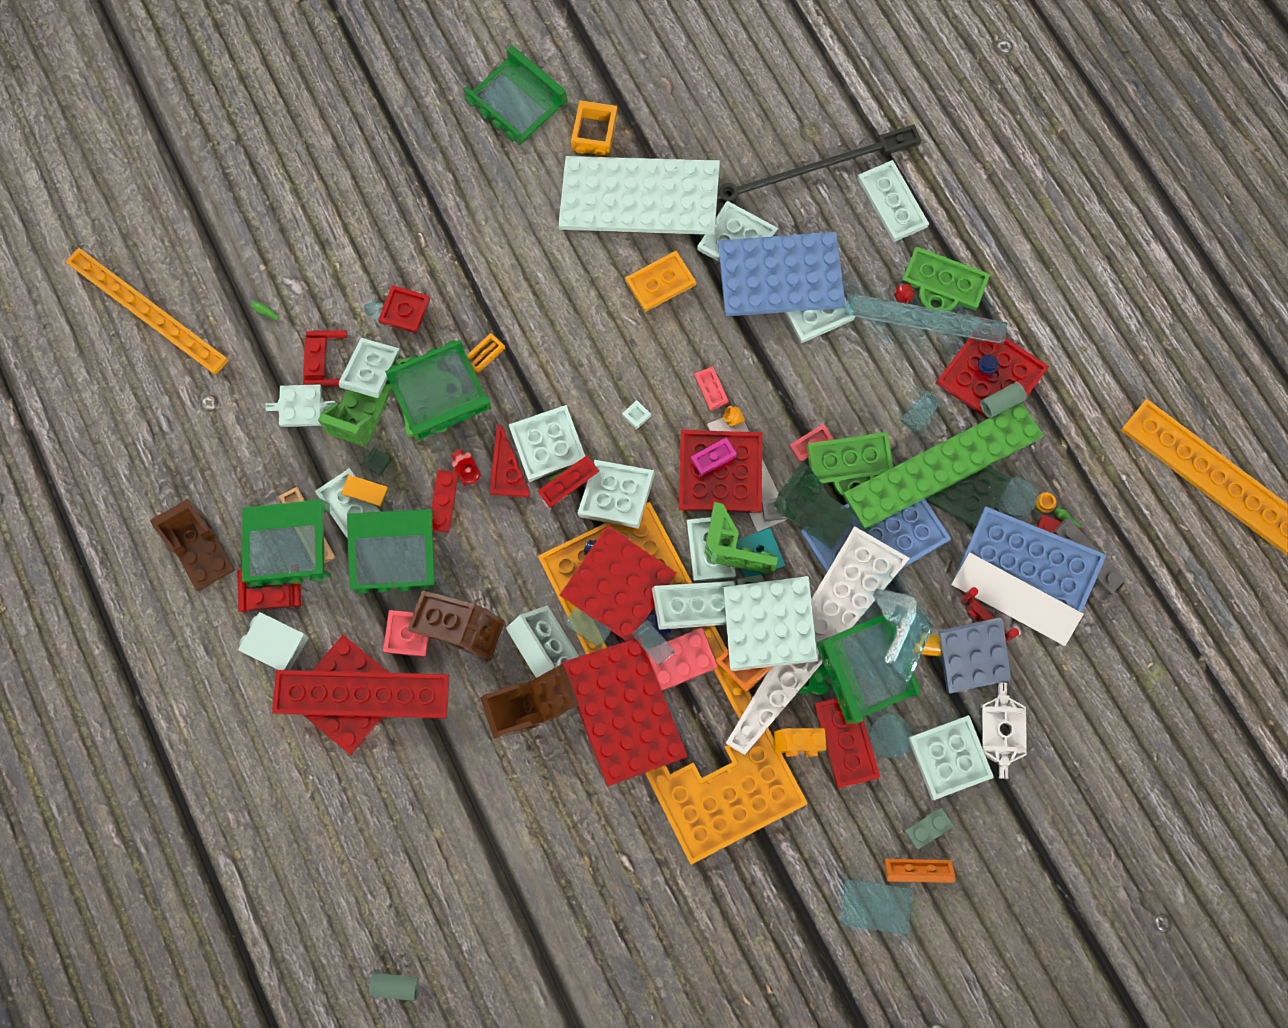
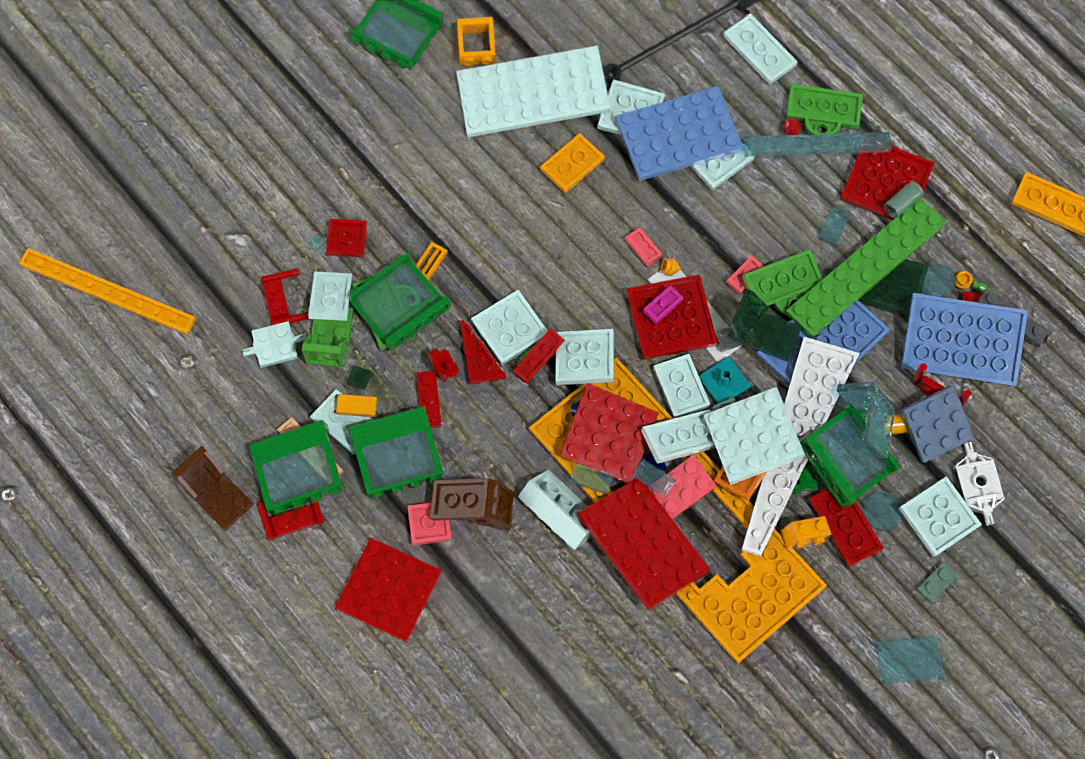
camera: 15 degrees left, 5 degrees down
(264, 310) = (214, 266): bright green piece -> none
(272, 642) = (308, 559): light aqua brick -> none
(361, 694) = (403, 584): red plate -> none
(529, 703) = (559, 556): reddish brown bracket -> none
(636, 414) = (583, 284): light aqua plate -> none
(724, 532) = (693, 378): bright green bracket -> none
(919, 870) = (939, 619): orange plate -> none
(988, 364) = (882, 172): clear blue plate -> none
(1018, 599) = (962, 367): white sticker -> none

